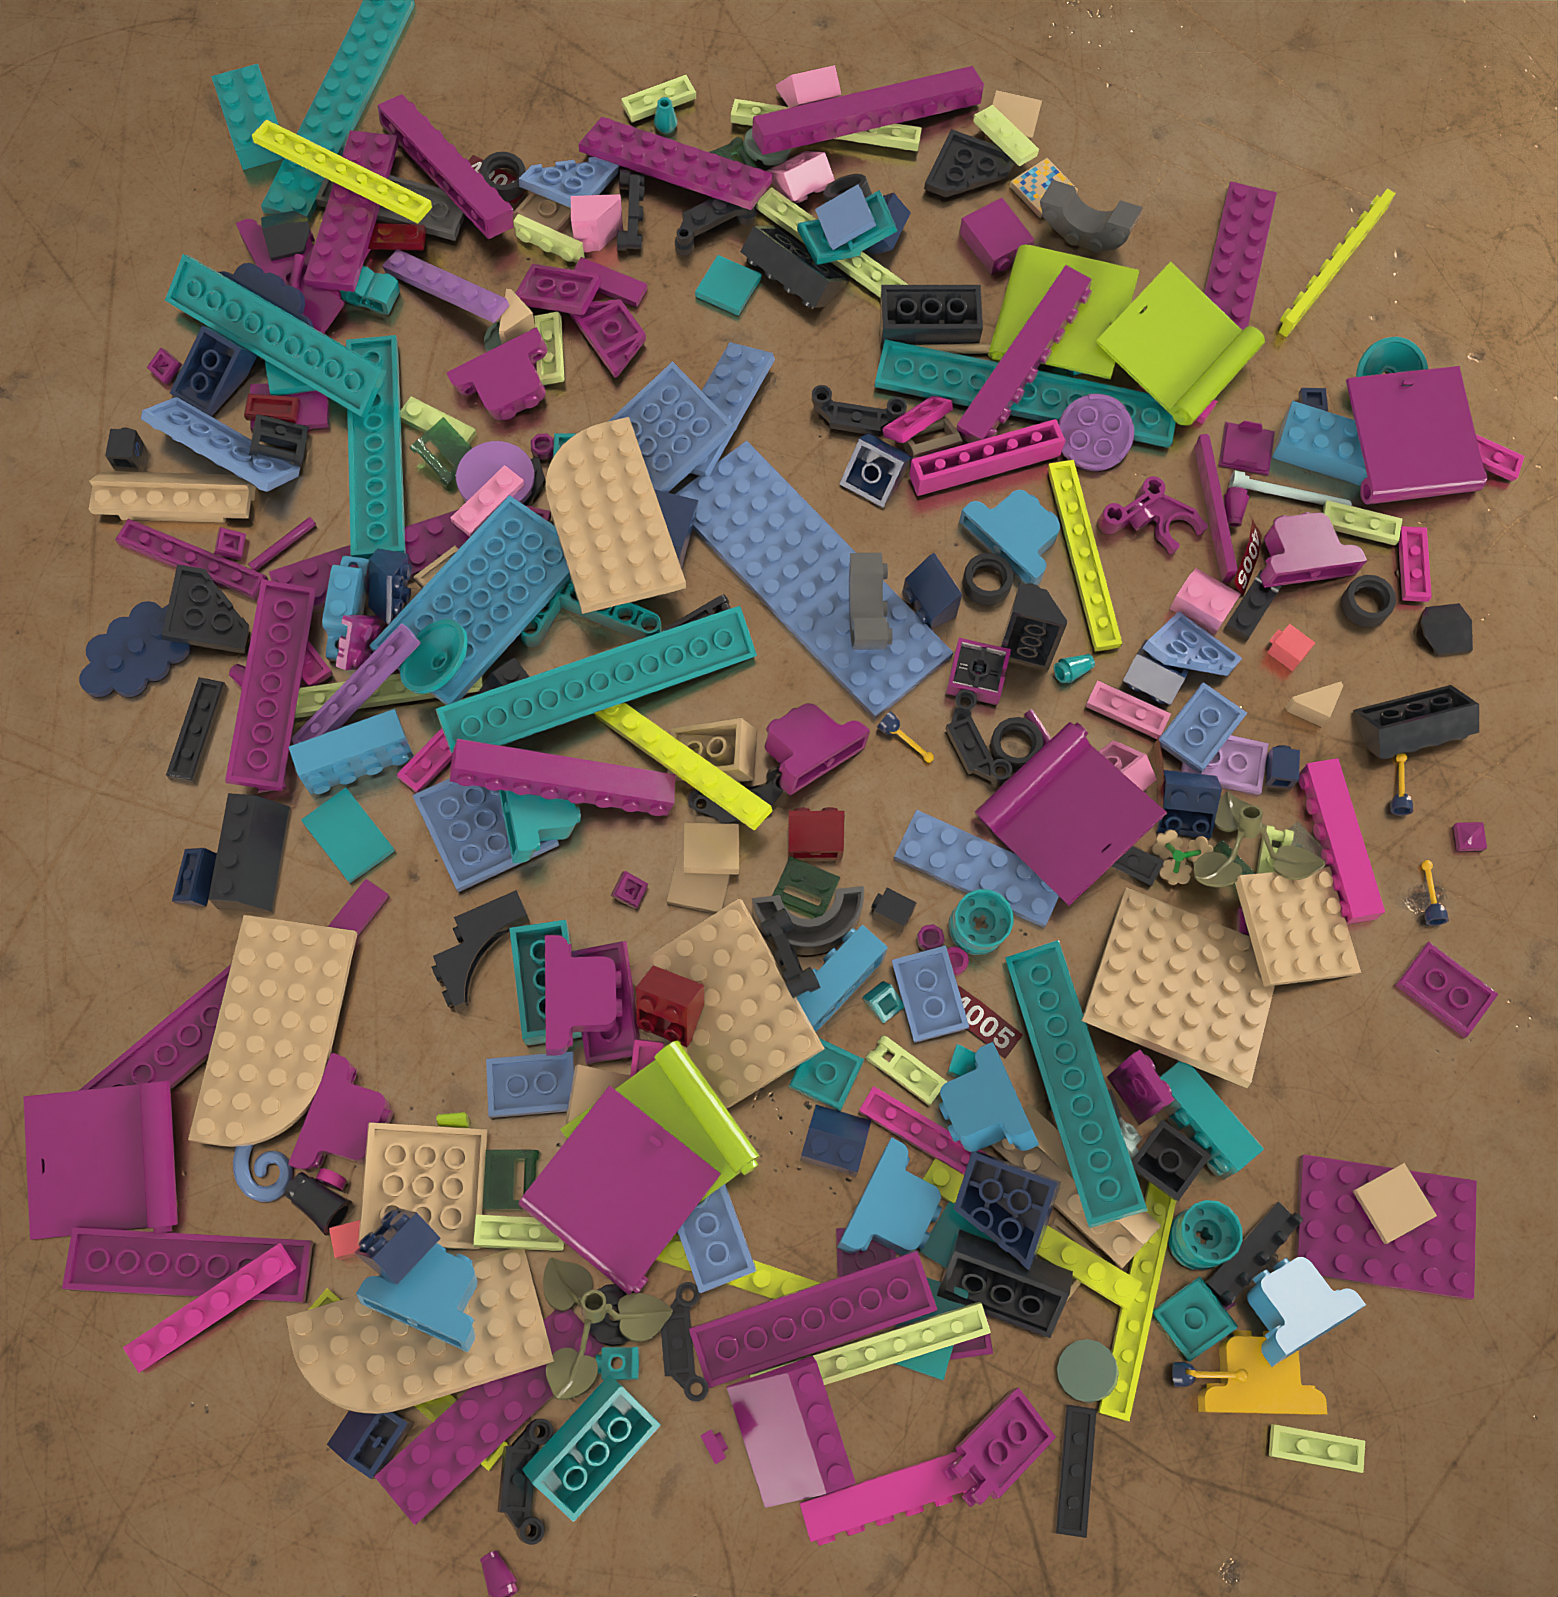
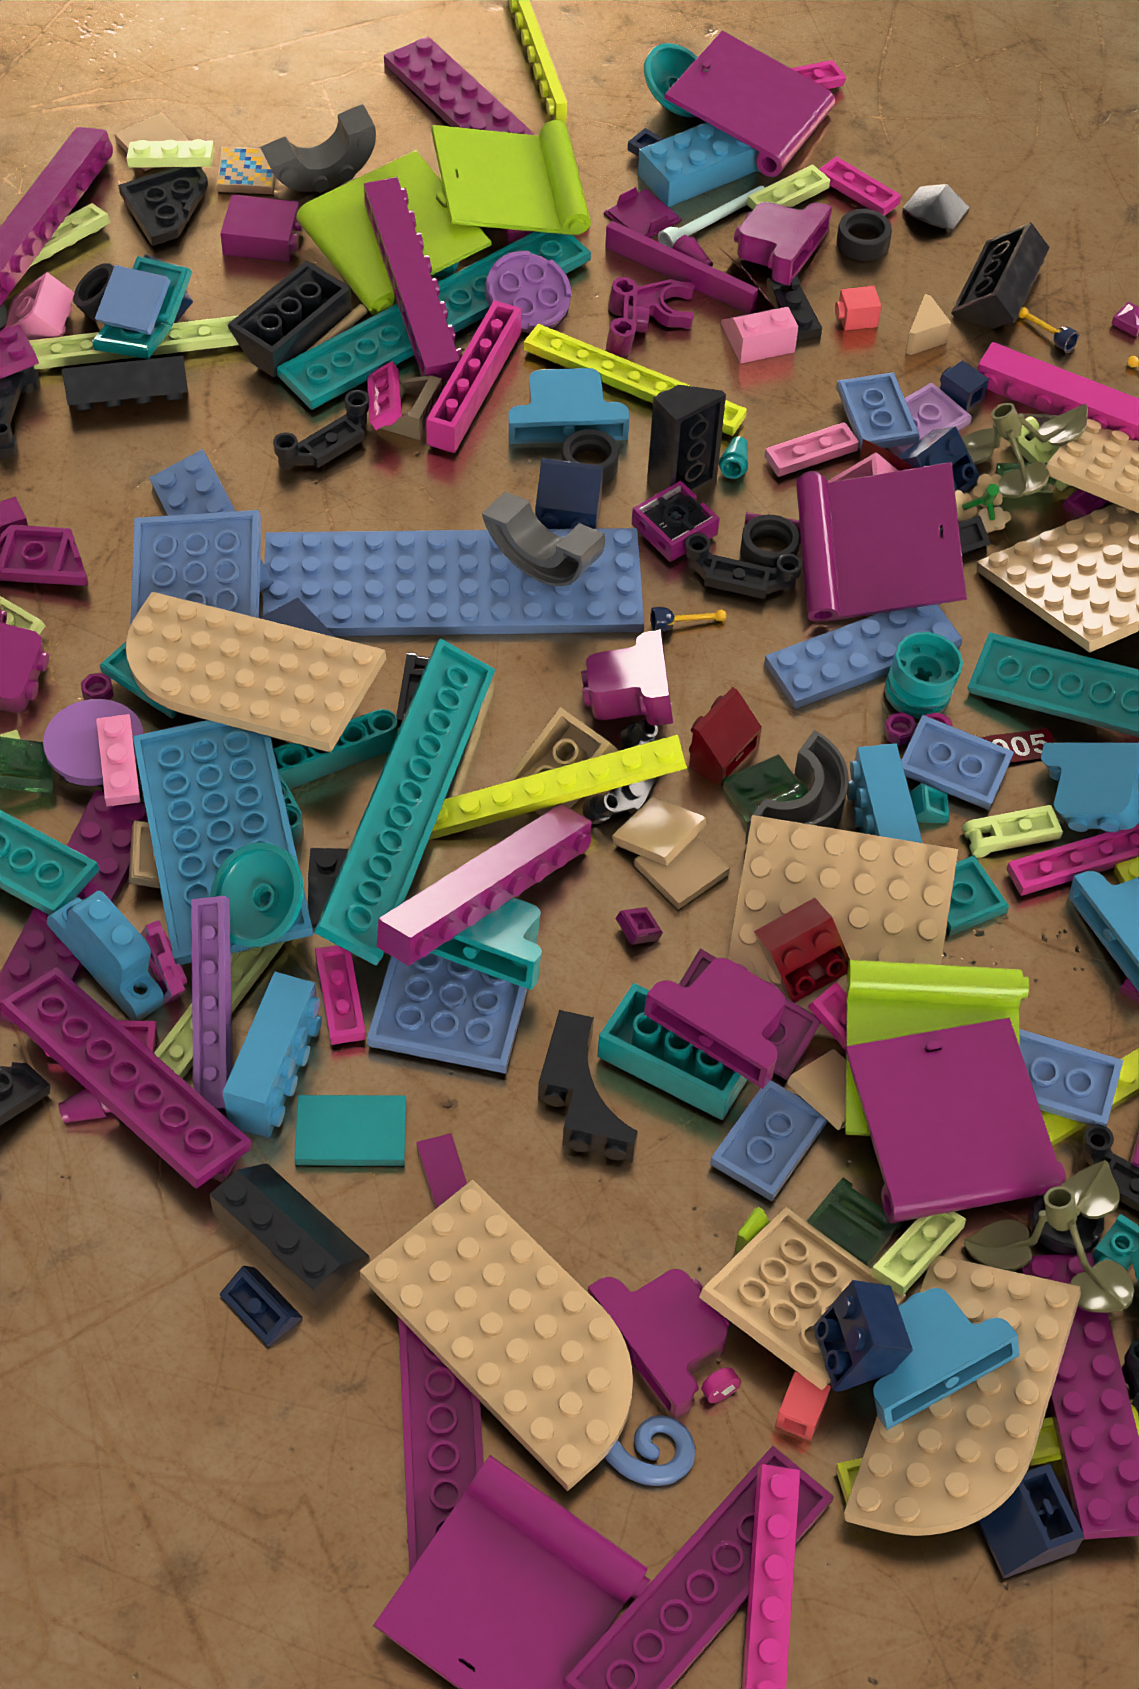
camera: 50 degrees left, 15 degrees down
(196, 730) = (93, 1195): black tile -> none
(318, 1202) = (736, 1411): black plant -> none
(388, 583) = (125, 889): dark blue slope -> none
(728, 285) = (86, 441): teal tile -> none
(797, 979) = (866, 821): black plate -> none
(835, 1140) = (1038, 929): dark blue slope -> none
(875, 469) = (400, 461): dark blue slope -> none
(893, 909) = (850, 731): black brick -> none
(961, 1062) = (1038, 786): teal slope -> none
(1155, 677) = (797, 406): slope -> none
(1190, 647) = (798, 367): medium blue plate -> none

